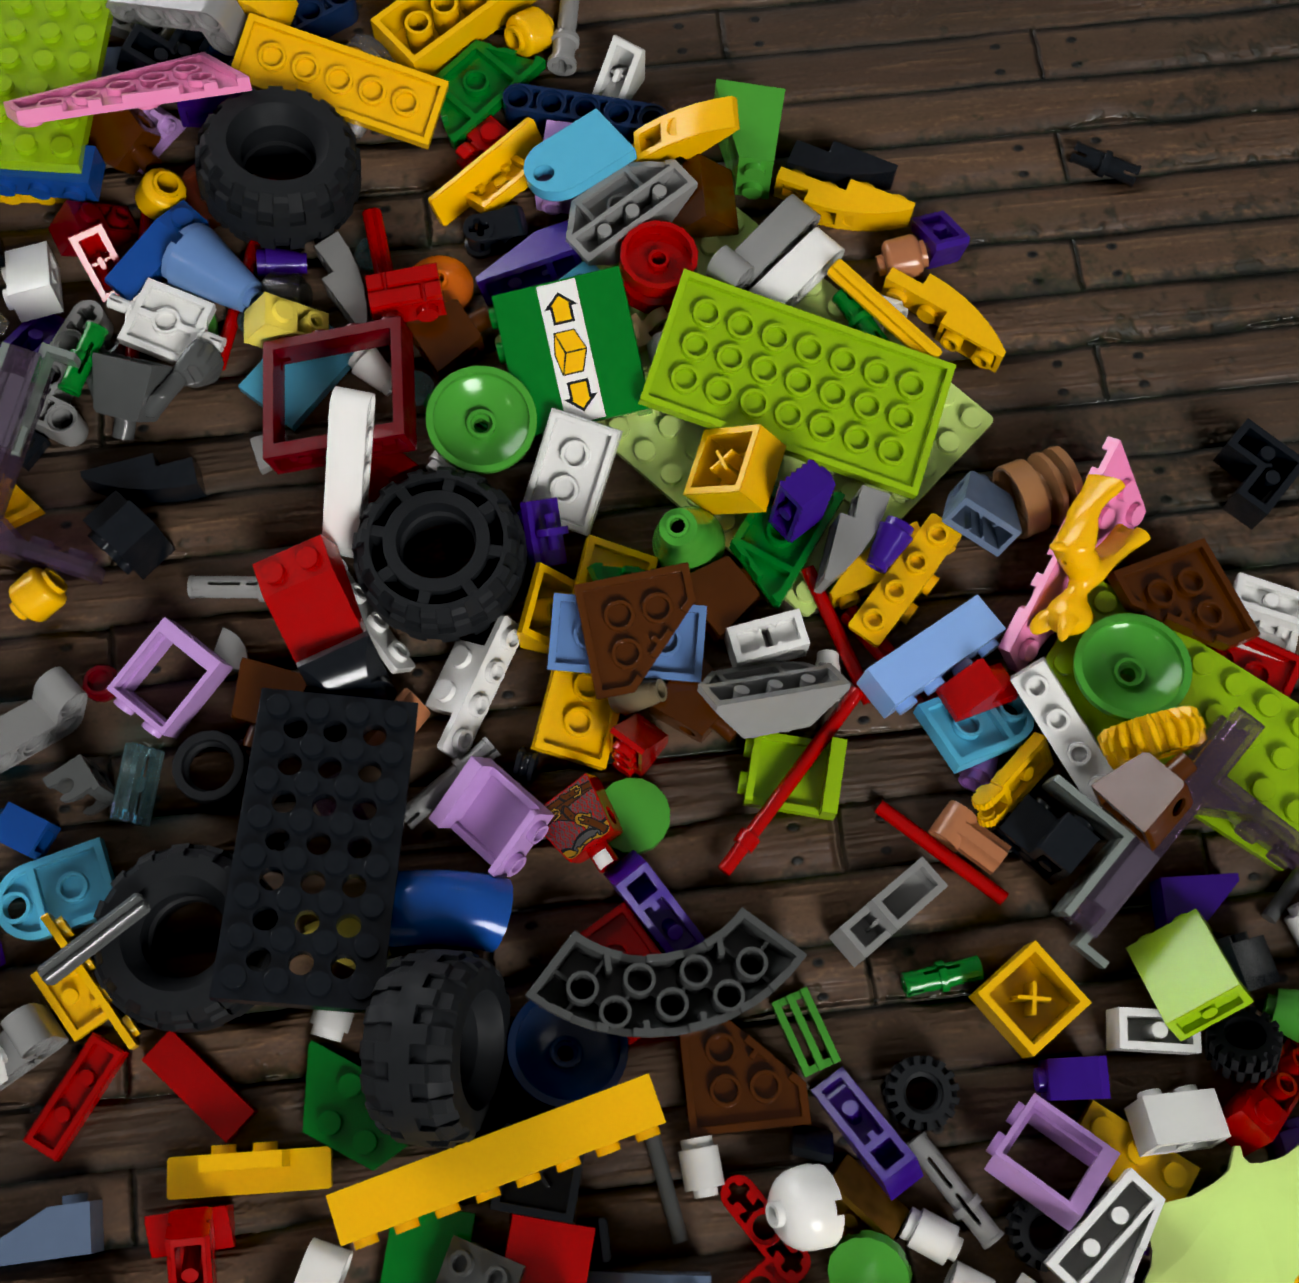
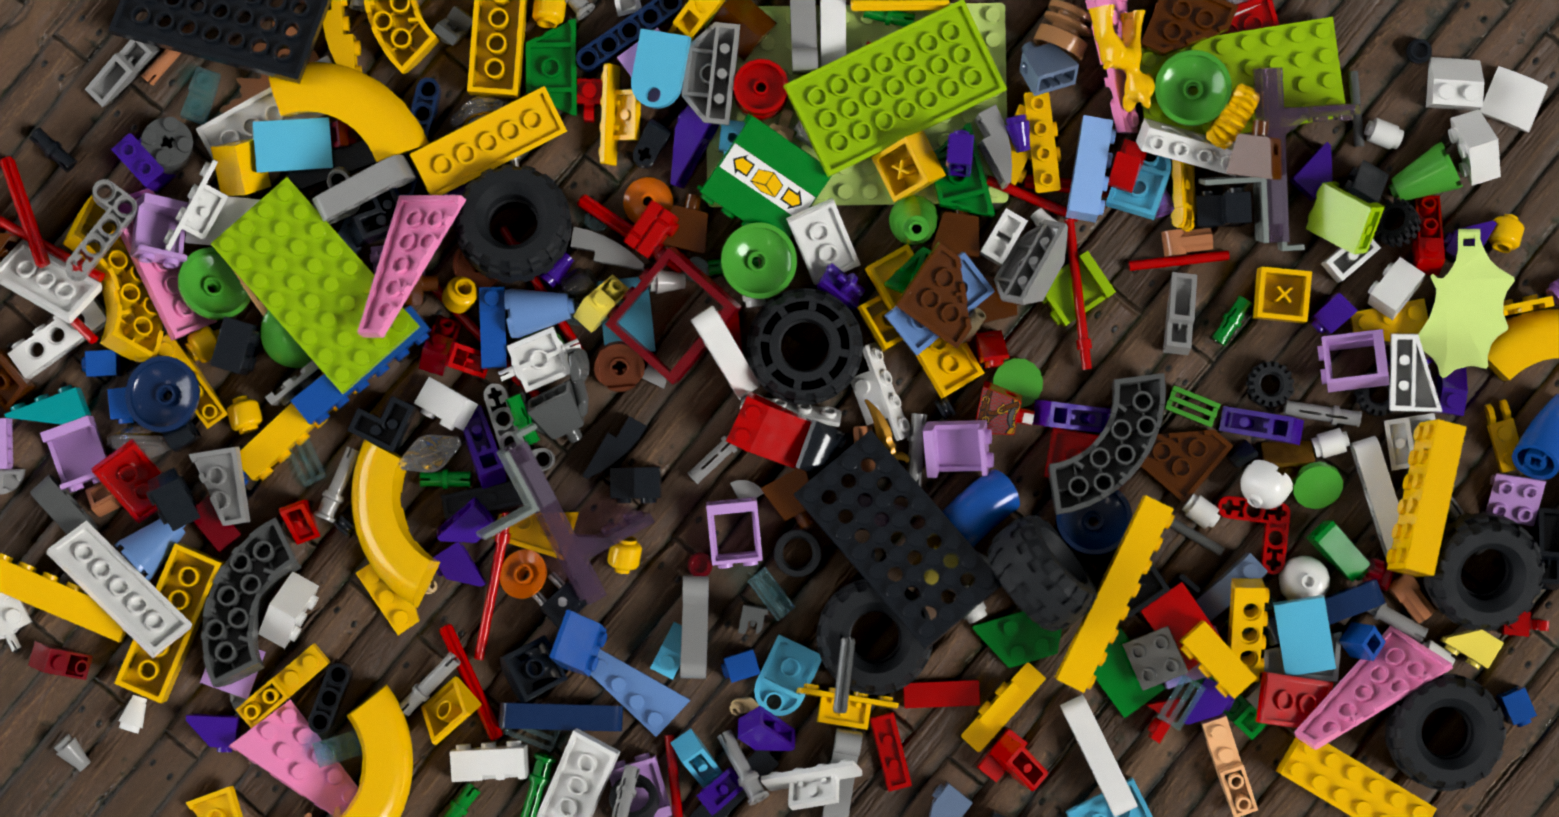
camera: 45 degrees left, 15 degrees up
(220, 410) = (610, 376): none -> copper plate
(430, 730) = (884, 432): none -> pearl gold piece

